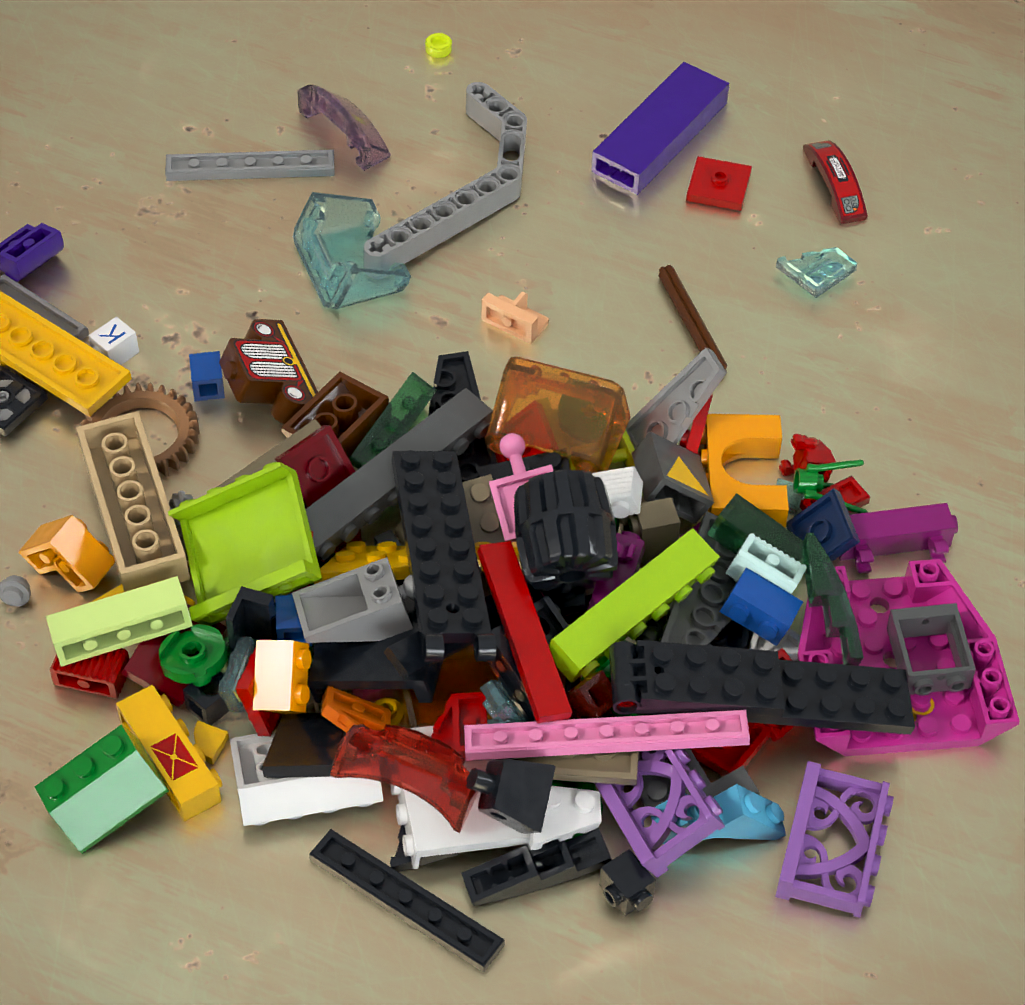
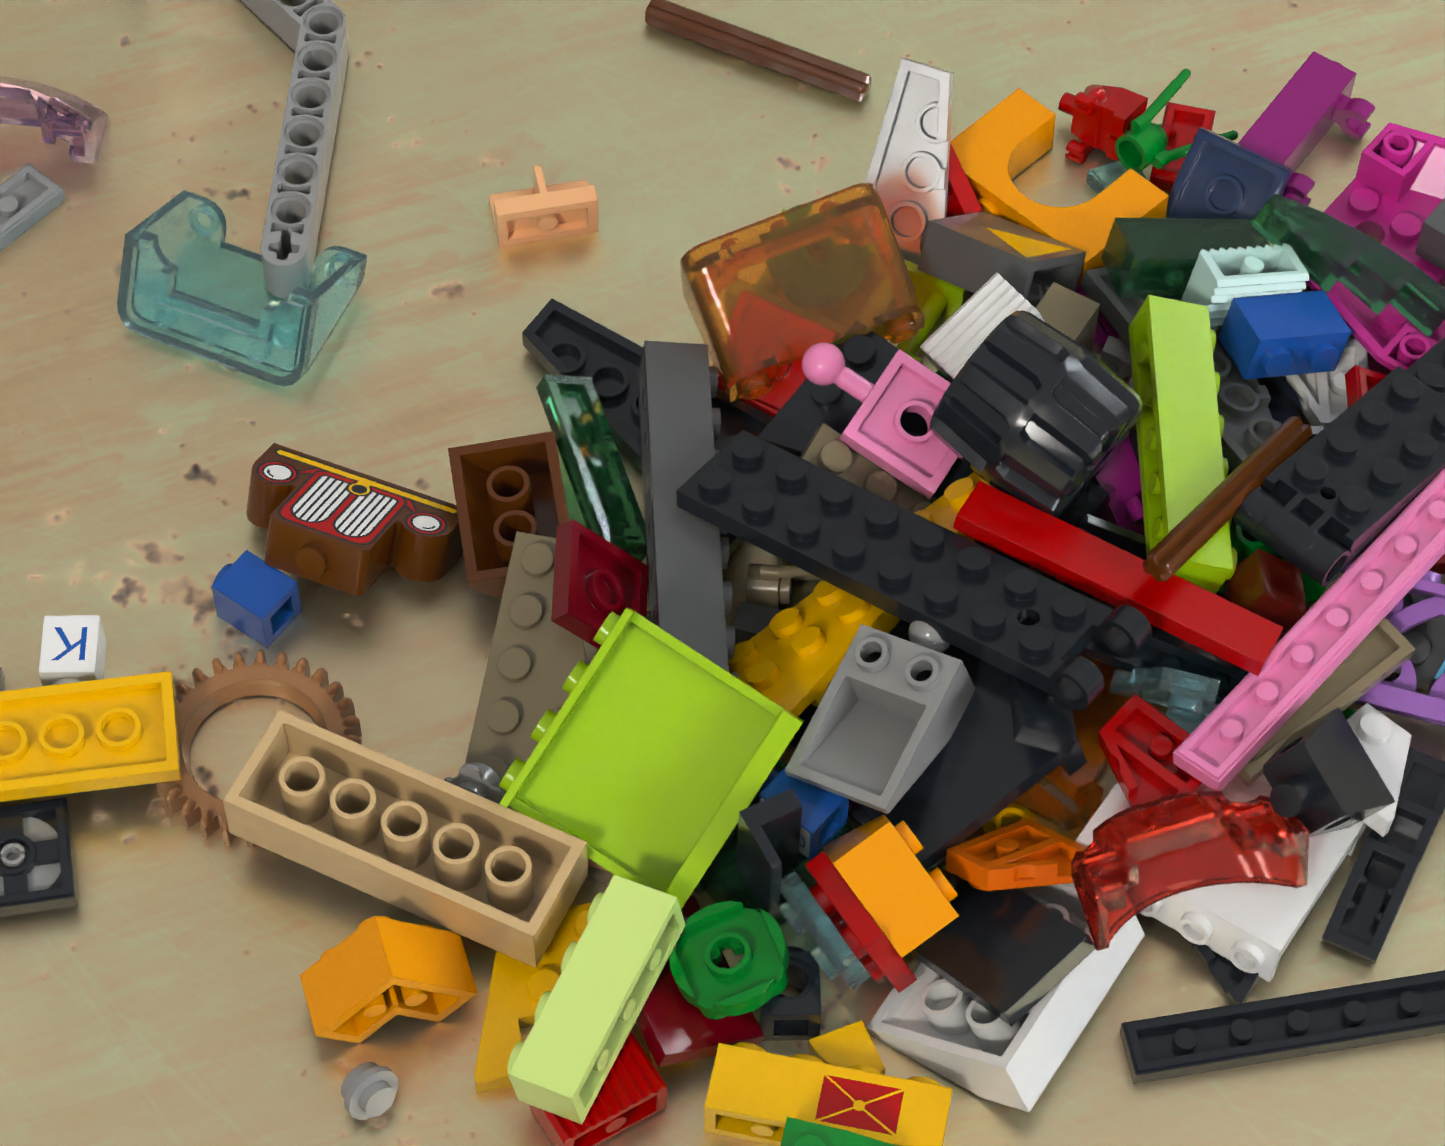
camera: 45 degrees left, 5 degrees up
(604, 635) = (1224, 500): none -> reddish brown axle

